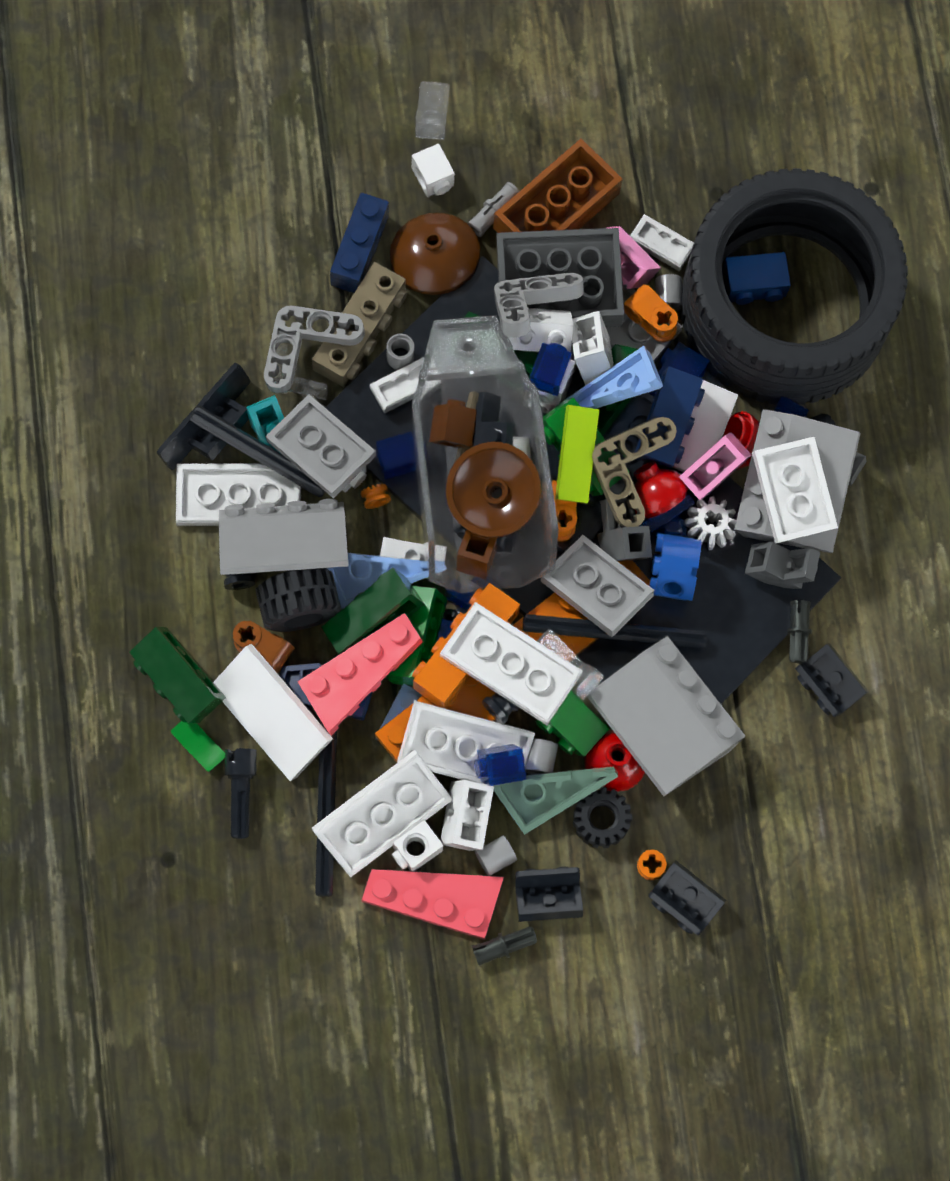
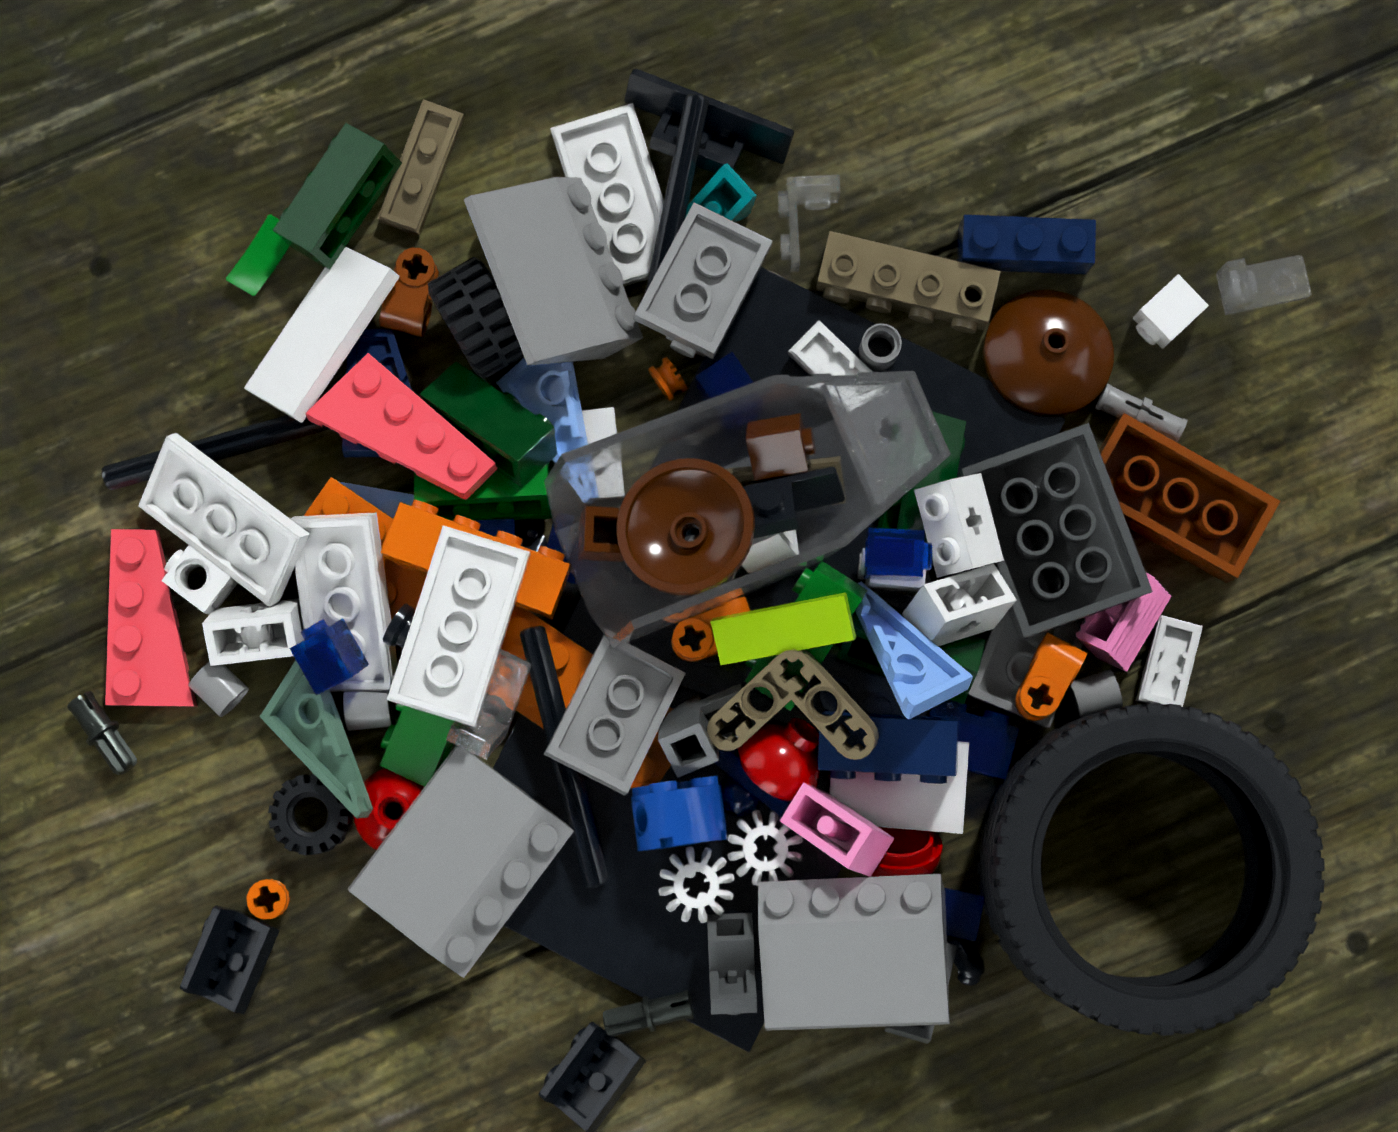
camera: 80 degrees right, 10 degrees up
(170, 613) = (421, 168): none -> dark tan tile
(240, 768) = (237, 318): black piece -> none
(295, 334) = (851, 196): light grey beam -> none
(515, 295) = (991, 479): light grey beam -> none
(548, 894) = (184, 772): black bracket -> none
(714, 565) = (703, 898): none -> white gear
(756, 277) = (1157, 812): blue brick -> none
(794, 490) = (828, 951): white plate -> none

